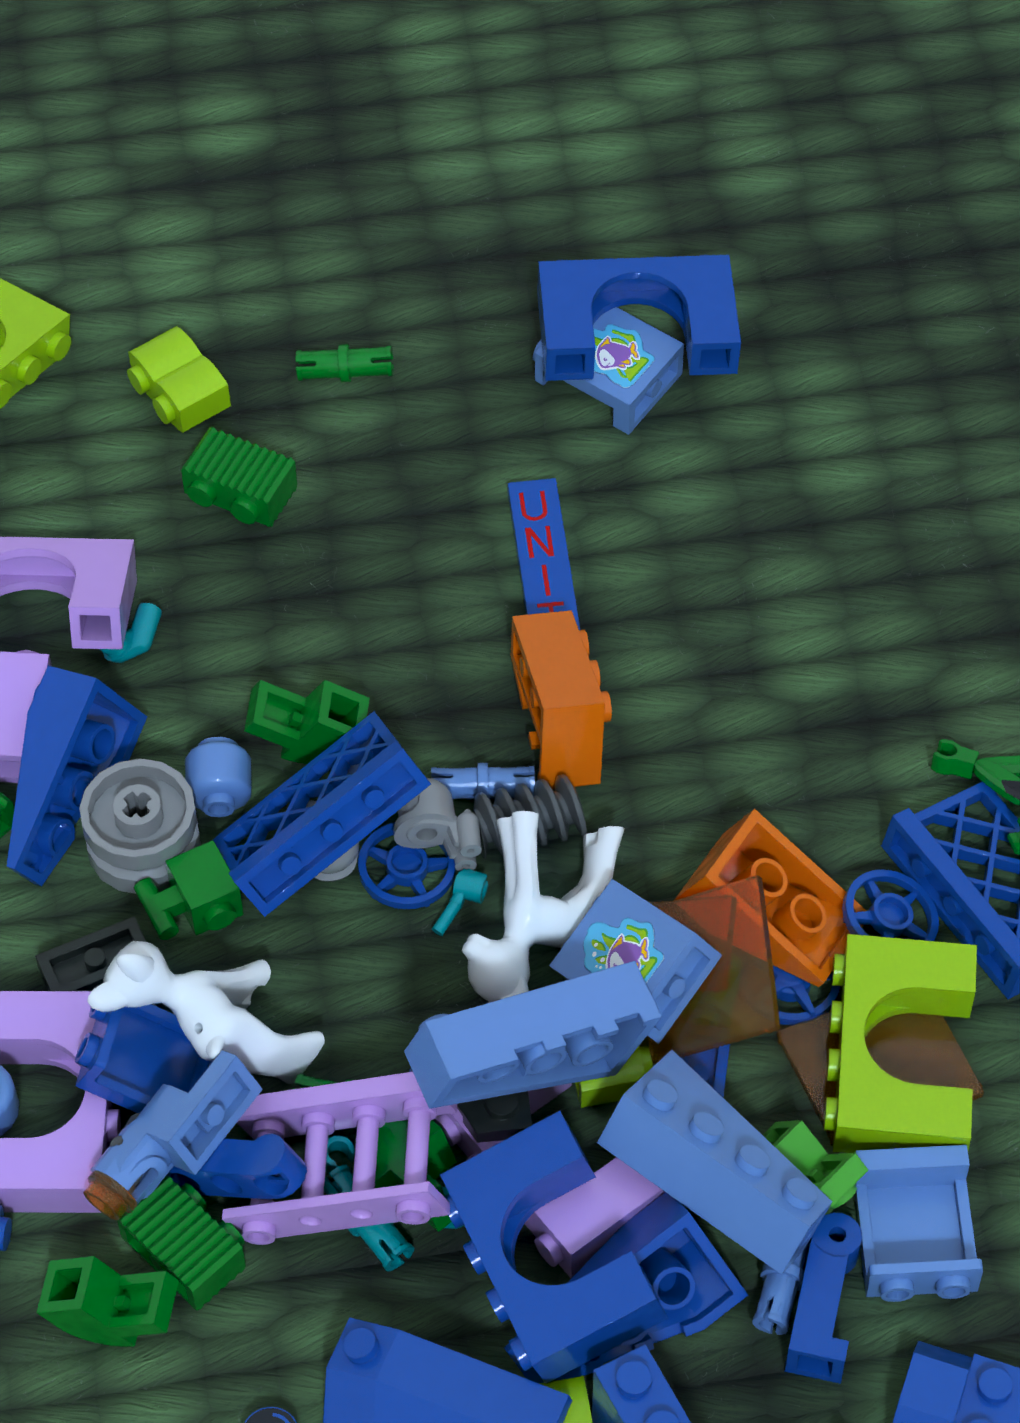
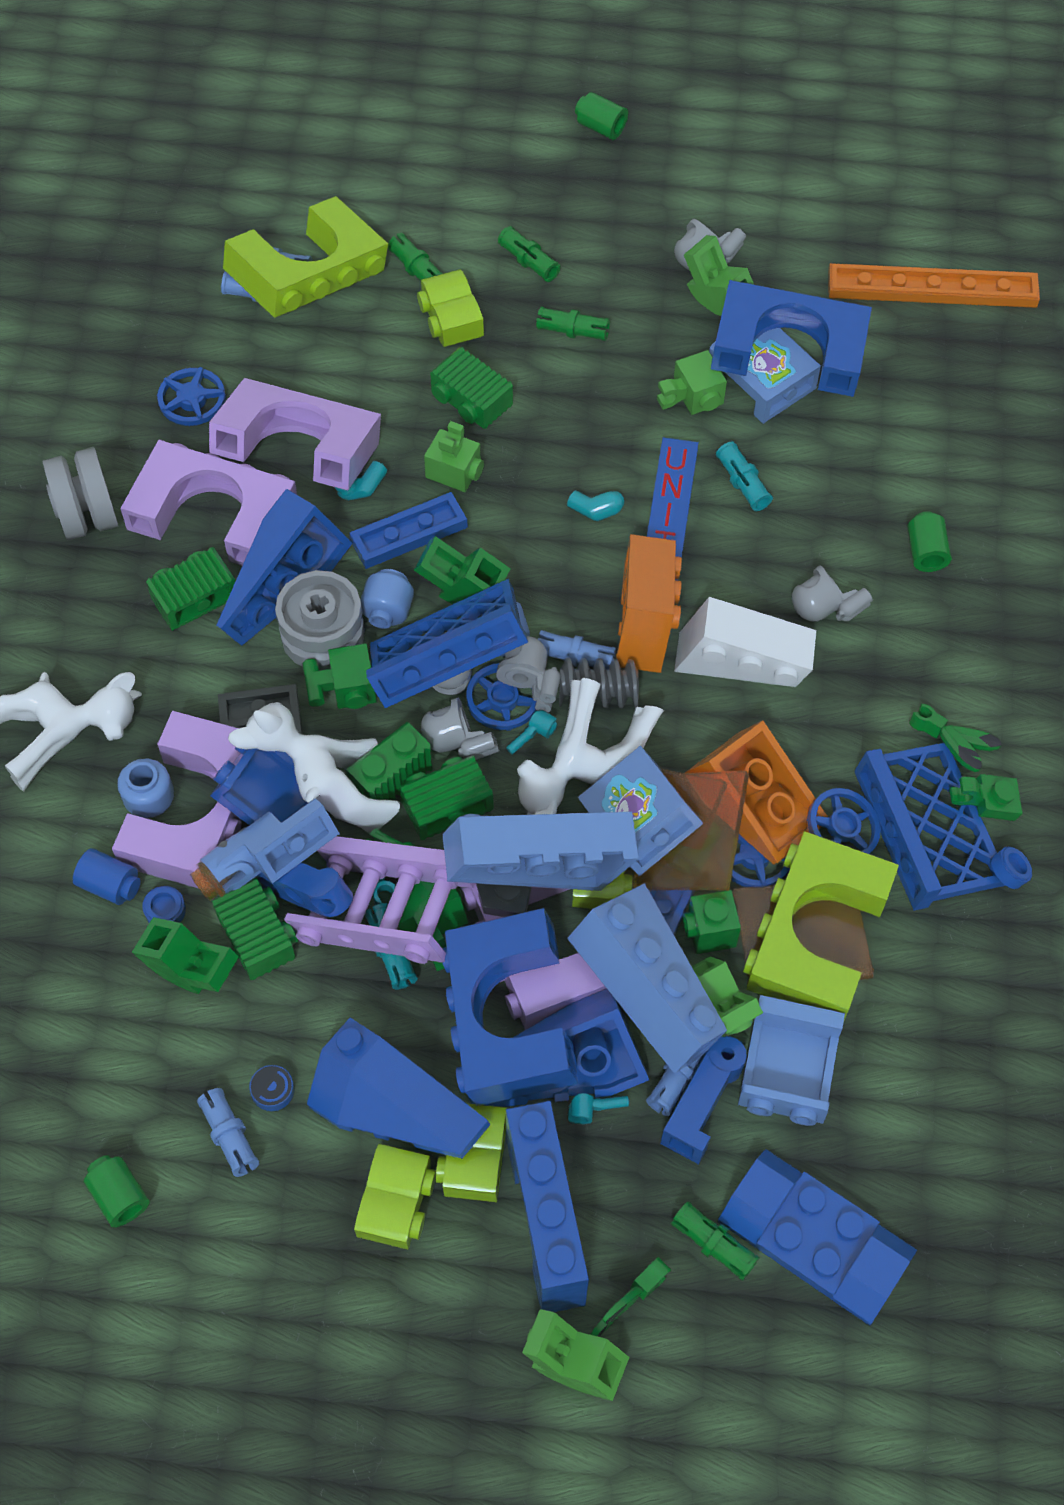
camera: 15 degrees right, 5 degrees up
(50, 1241) = (164, 903): none -> blue tile
(108, 328) = (414, 260): none -> green pin
(215, 682) = (408, 530): none -> blue plate
(246, 575) = (453, 458): none -> bright green brick
(257, 285) = (539, 262): none -> green pin
(294, 82) = (601, 115): none -> green brick
(297, 984) = (391, 763): none -> green brick
(354, 925) = (450, 729): none -> light grey piece
(377, 1009) = (444, 795): none -> green brick
(451, 593) = (598, 507): none -> teal arm
(480, 223) = (729, 242): none -> light grey piece
(507, 261) = (712, 274): none -> bright green brick
(527, 404) = (694, 384): none -> bright green brick
(606, 489) = (744, 476): none -> teal pin
(675, 1349) = (583, 1105): none -> teal hand
(697, 722) = (744, 646): none -> white wedge
(767, 1077) = (712, 922): none -> green brick
(775, 636) = (821, 597): none -> light grey piece
(789, 207) = (933, 285): none -> orange tile
(887, 535) = (929, 542): none -> green brick

